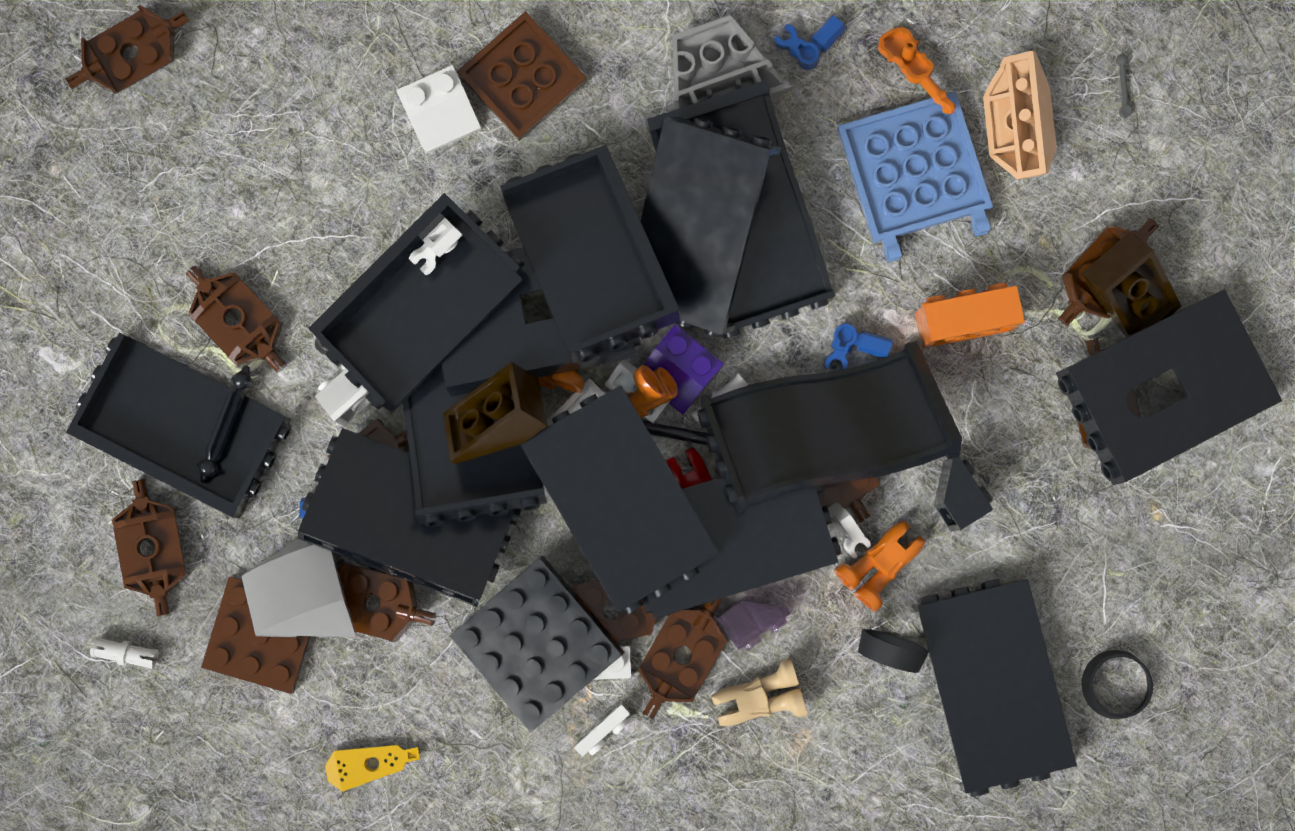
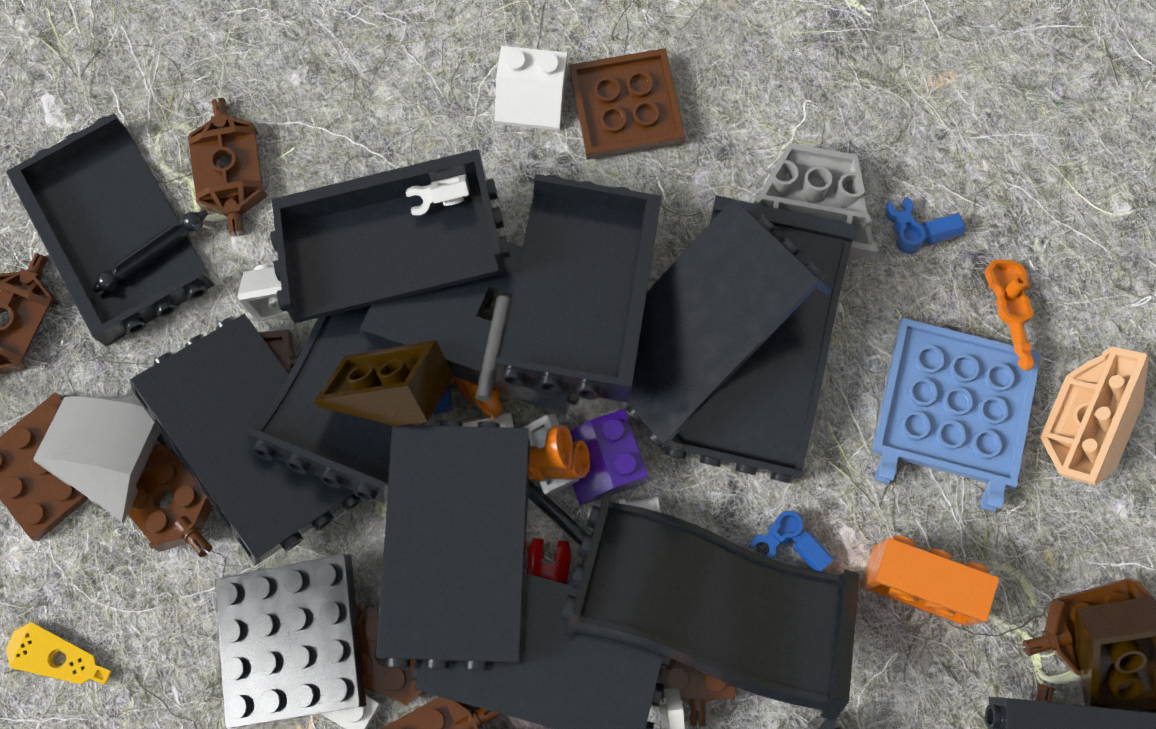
camera: 35 degrees right, 10 degrees down
(556, 340) = (493, 348): none -> flat silver bar

